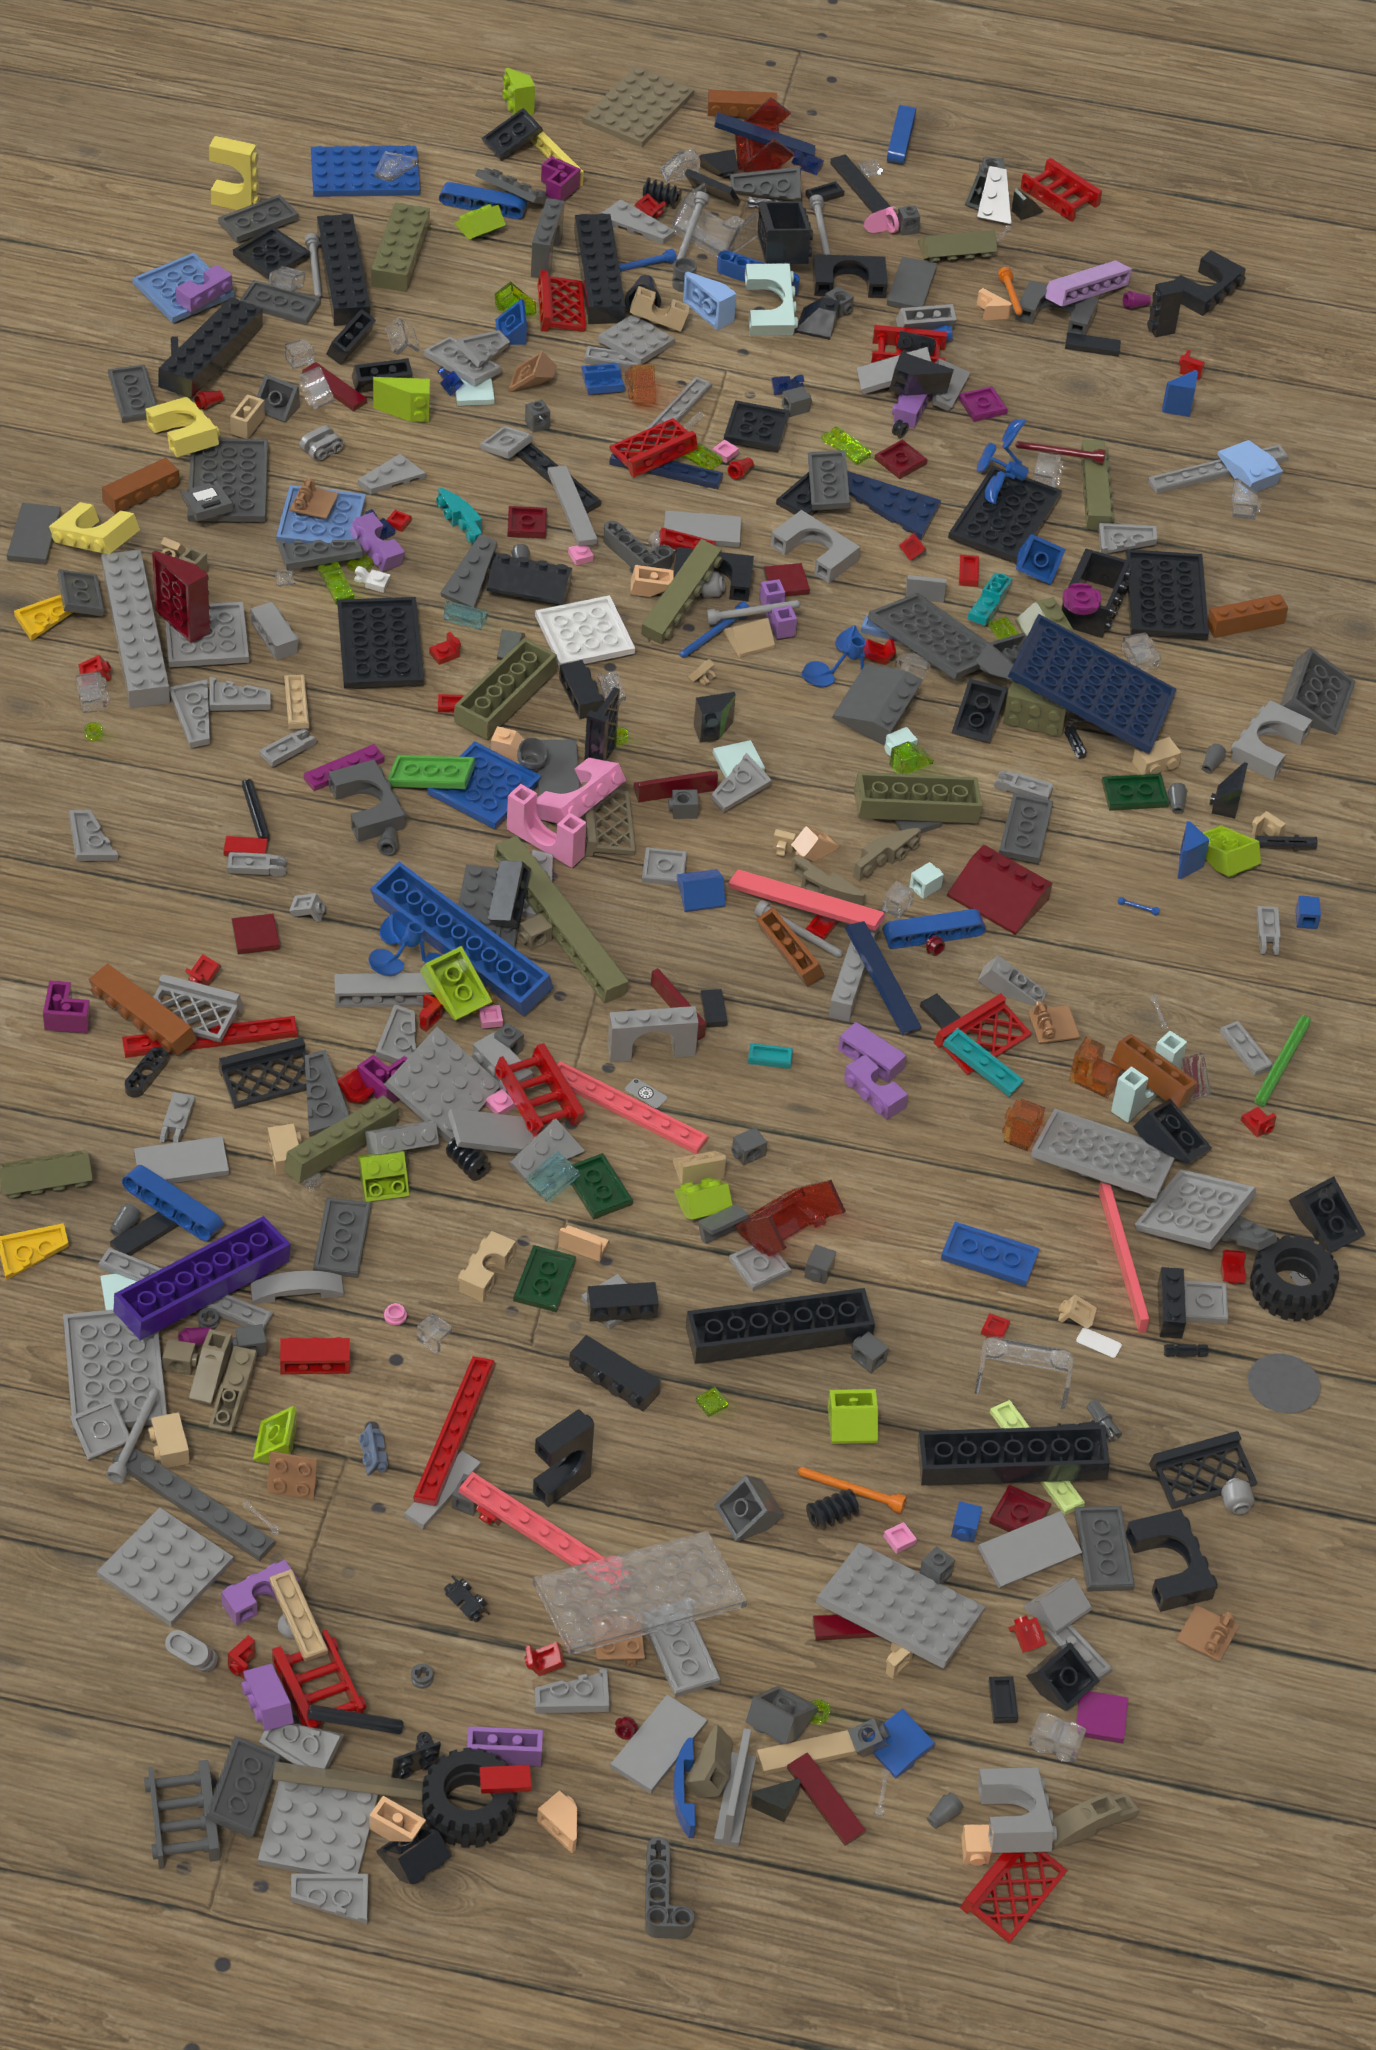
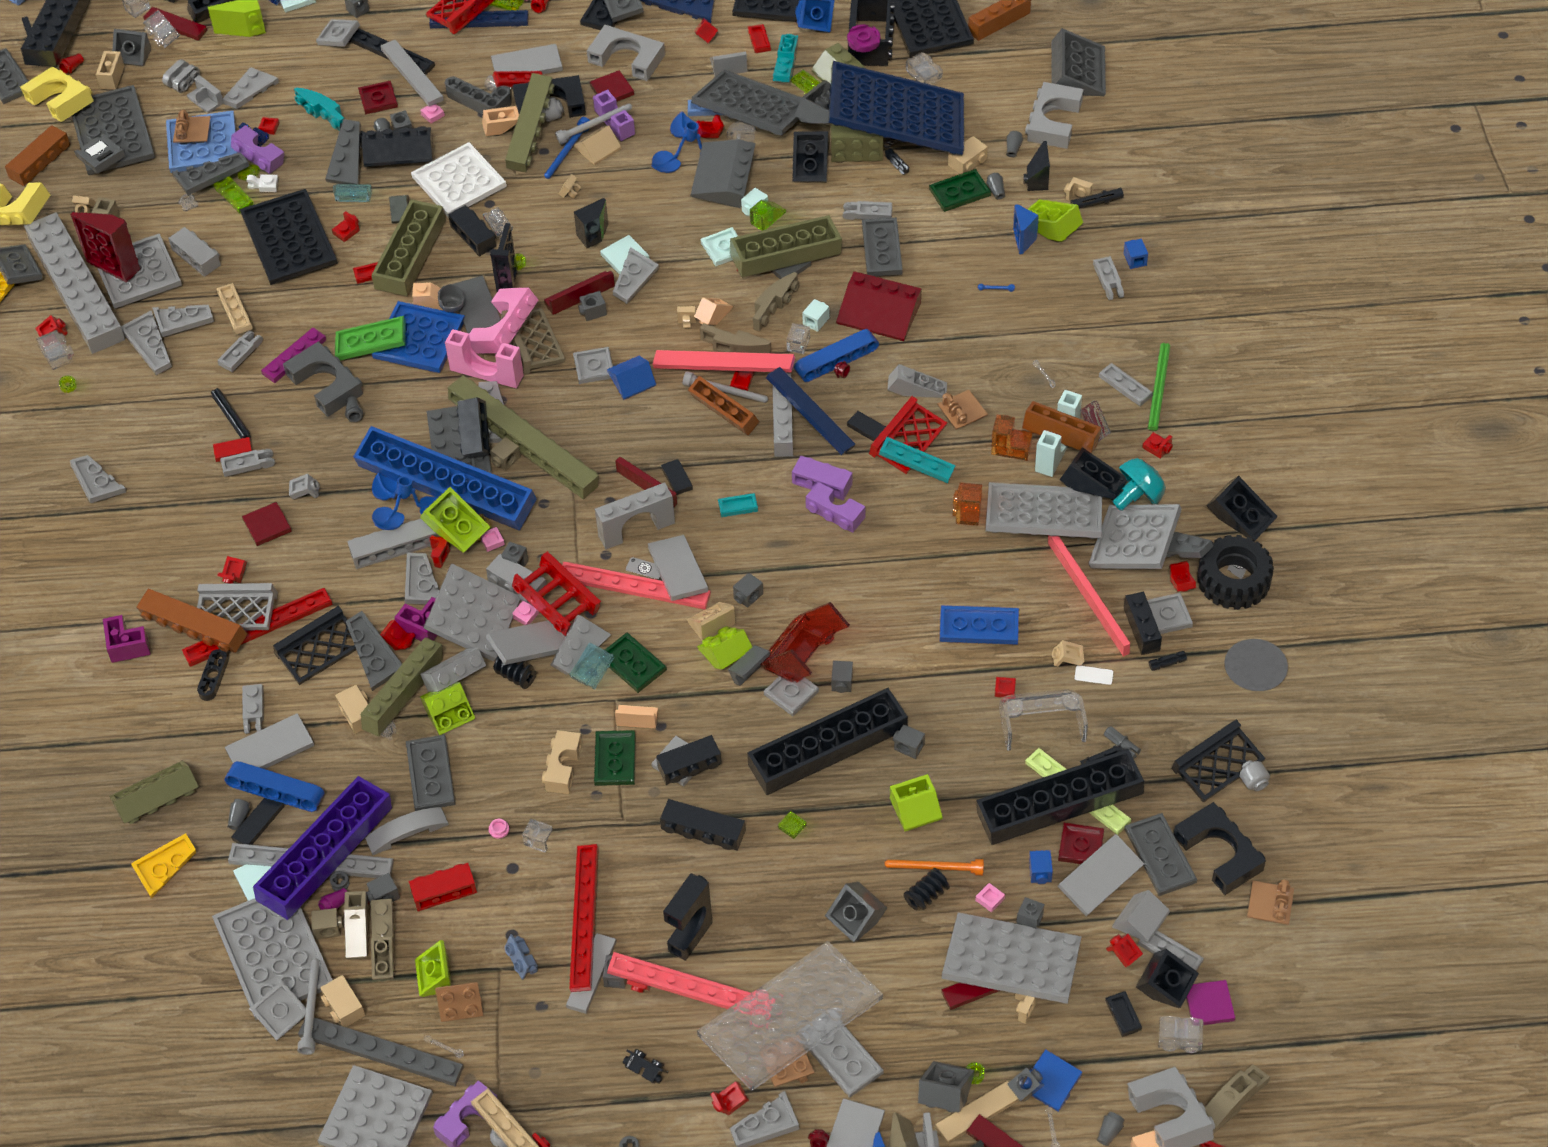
camera: 10 degrees left, 5 degrees up
(341, 471) = (205, 95): none -> light grey panel
(543, 552) = (400, 120): none -> dark grey brick
(681, 1101) = (677, 567): none -> light grey tile
(844, 778) = (718, 246): none -> light aqua tile
(1223, 1150) = (1141, 480): none -> teal piece

